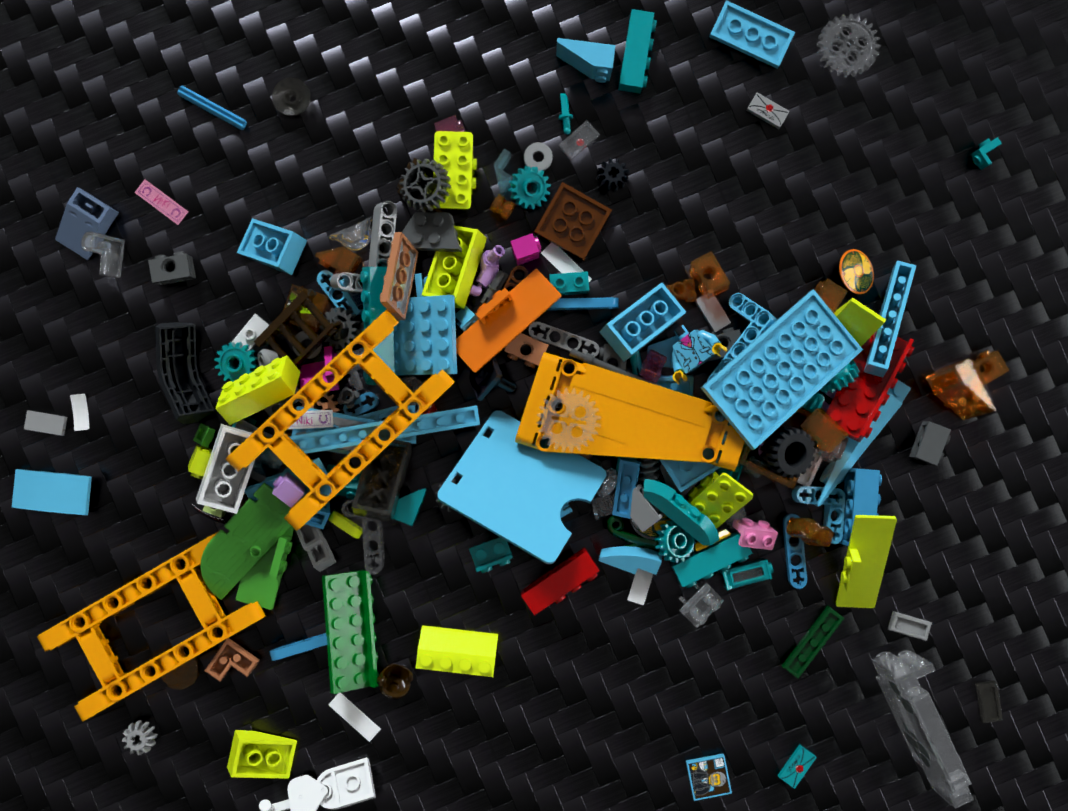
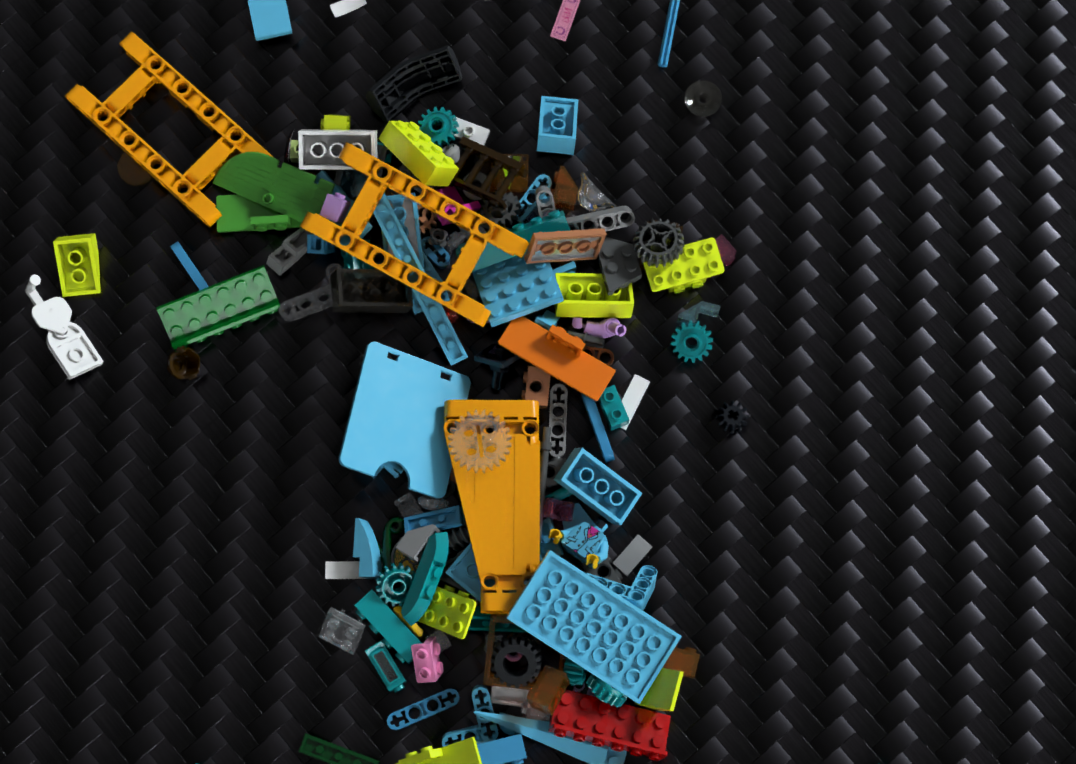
camera: 75 degrees right, 10 degrees down
(139, 737) = (60, 145): light grey gear -> none
(183, 270) = (507, 54): dark grey brick -> none
(204, 435) = (361, 120): bright green plate -> none
(231, 656) = (163, 208): nougat brick -> none
(314, 419) = (406, 211): white sticker -> none
(345, 524) = (317, 273): neon yellow beam -> none
(354, 716) = (137, 339): white sticker -> none
(409, 507) = (352, 326): teal slope -> none
(457, 651) = (228, 413): neon yellow slope -> none
(490, 554) = (331, 416): teal bracket -> none
(502, 207) = (665, 323): clear orange wheel -> none
(525, 249) = (631, 355): dark pink brick -> none
(542, 148) = (725, 351): light grey piece -> none
(560, 581) = (326, 487): red brick -> none
(565, 117) = (773, 355): teal piece -> none
(572, 221) = (674, 393): reddish brown plate -> none
(578, 140) = (755, 375): clear tile -> none
(588, 57) = (834, 363): medium azure slope -> none
(636, 51) = (858, 401): teal brick -> none
(684, 290) = (644, 521): clear orange plate -> none
(708, 777) = (176, 694): tile -> none
(709, 264) = (656, 546): clear orange brick -> none
(752, 34) = (915, 507): medium azure plate -> none
(767, 110) = (847, 547): light grey tile -> none
(810, 531) = (445, 714): clear orange brick -> none
(839, 59) = (955, 610): clear gear -> none
(856, 271) = (717, 682): shield -> none
(892, 310) = (679, 724): medium azure brick -> none

